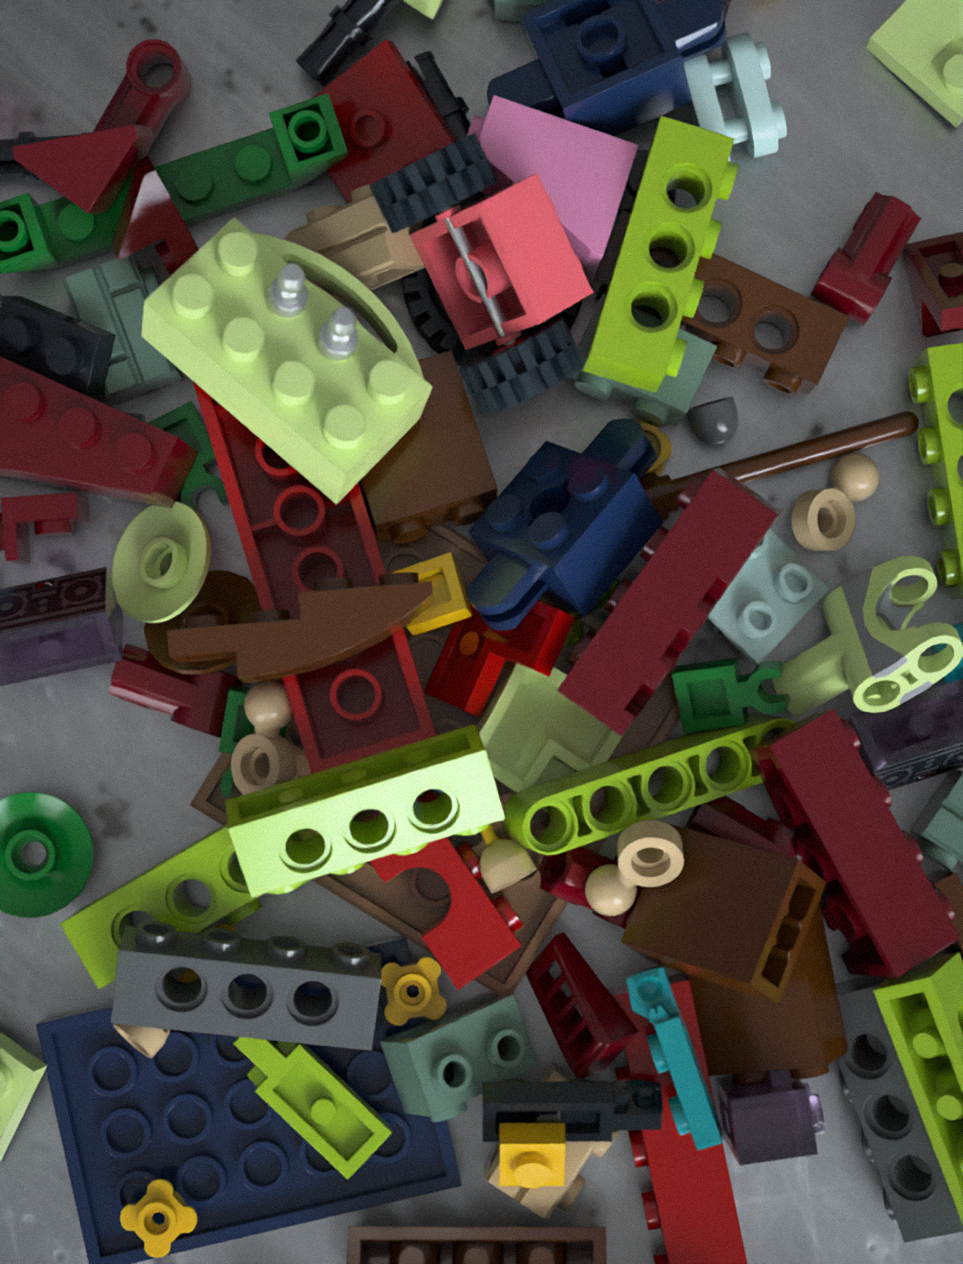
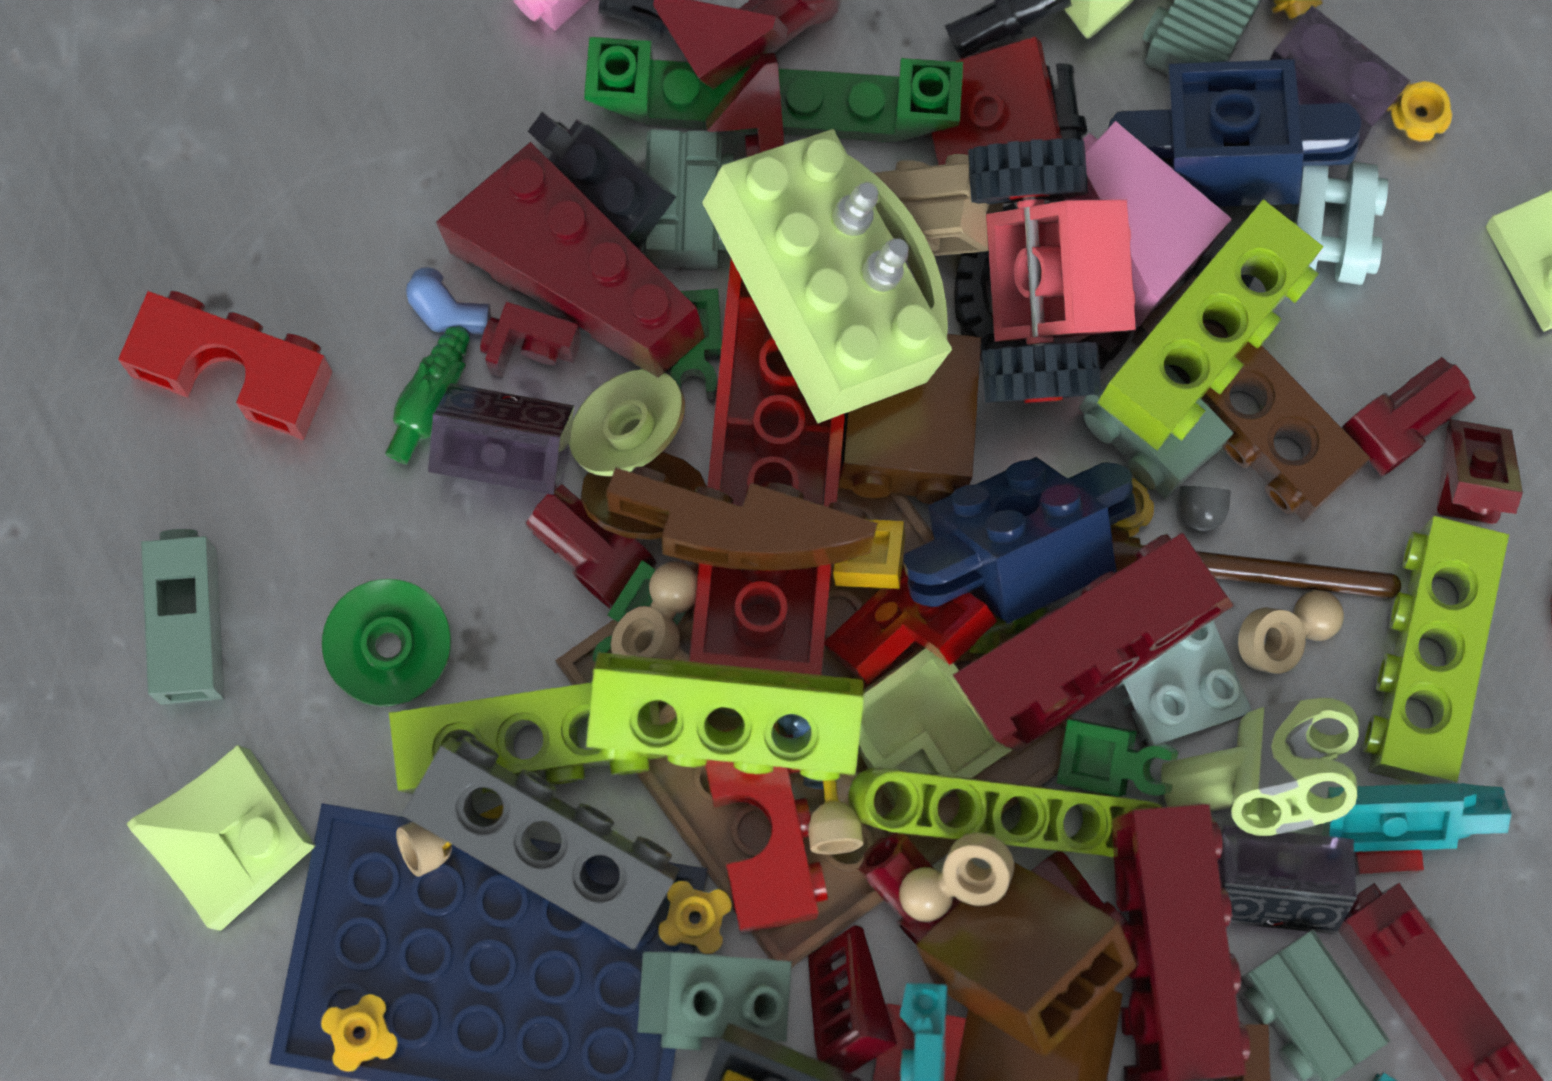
camera: 25 degrees right, 10 degrees down
(315, 1102) = (556, 981): lime hinge -> none

